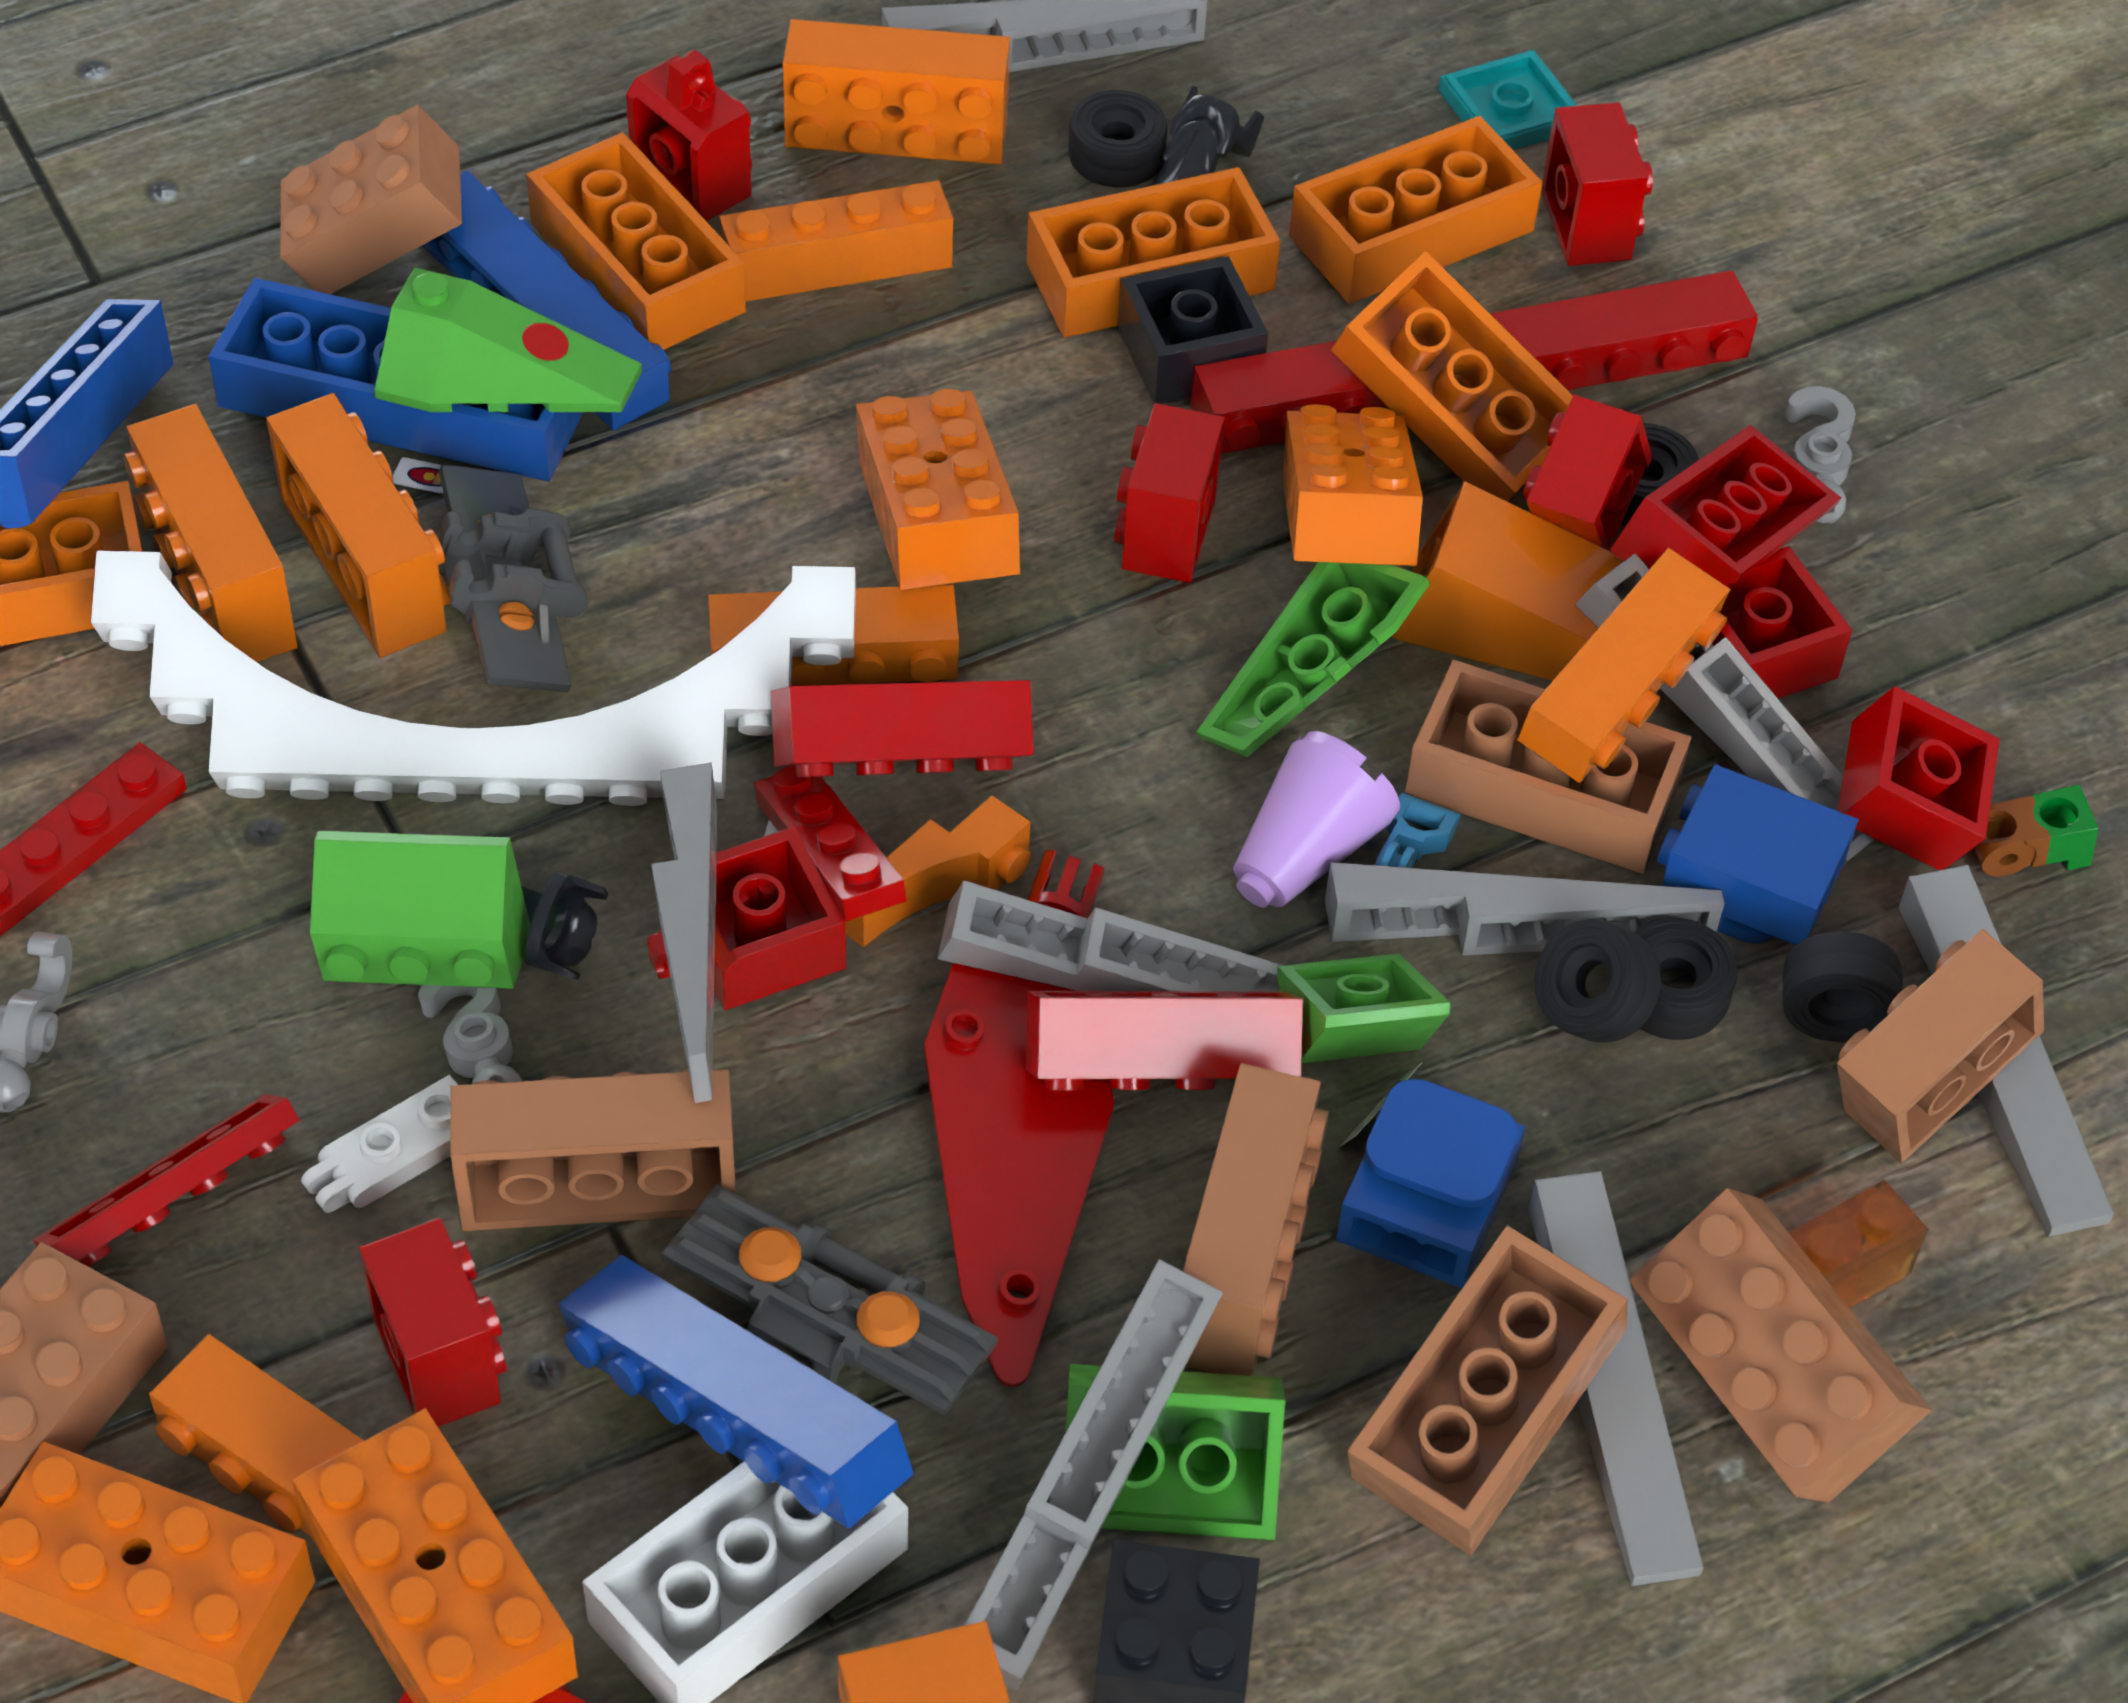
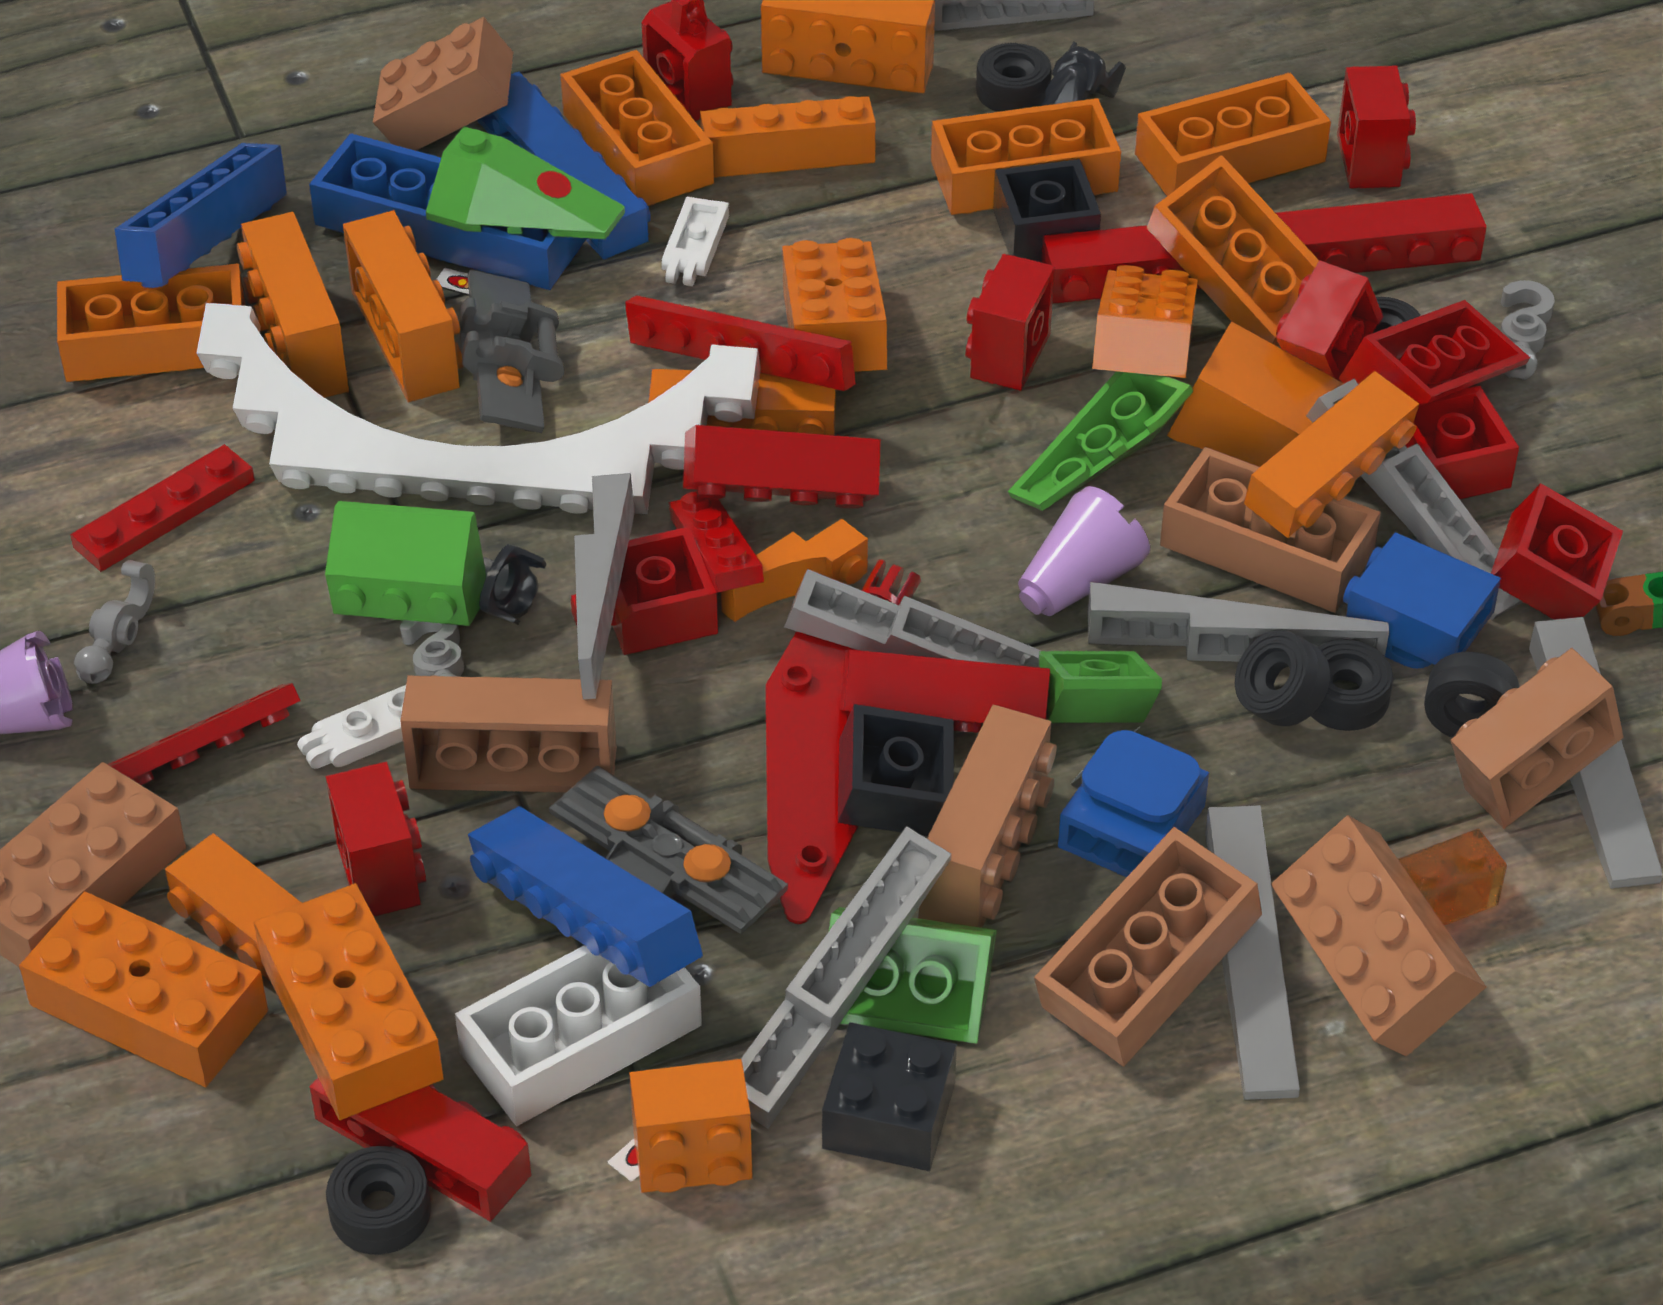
camera: 10 degrees right, 5 degrees down
(733, 396) = (694, 239): none -> white hinge
(777, 539) = (781, 349): none -> red plate
(1118, 1160) = (894, 769): none -> black brick
(1415, 842) = (1157, 578): dark azure piece -> none
(1510, 94) = (1318, 65): teal tile -> none

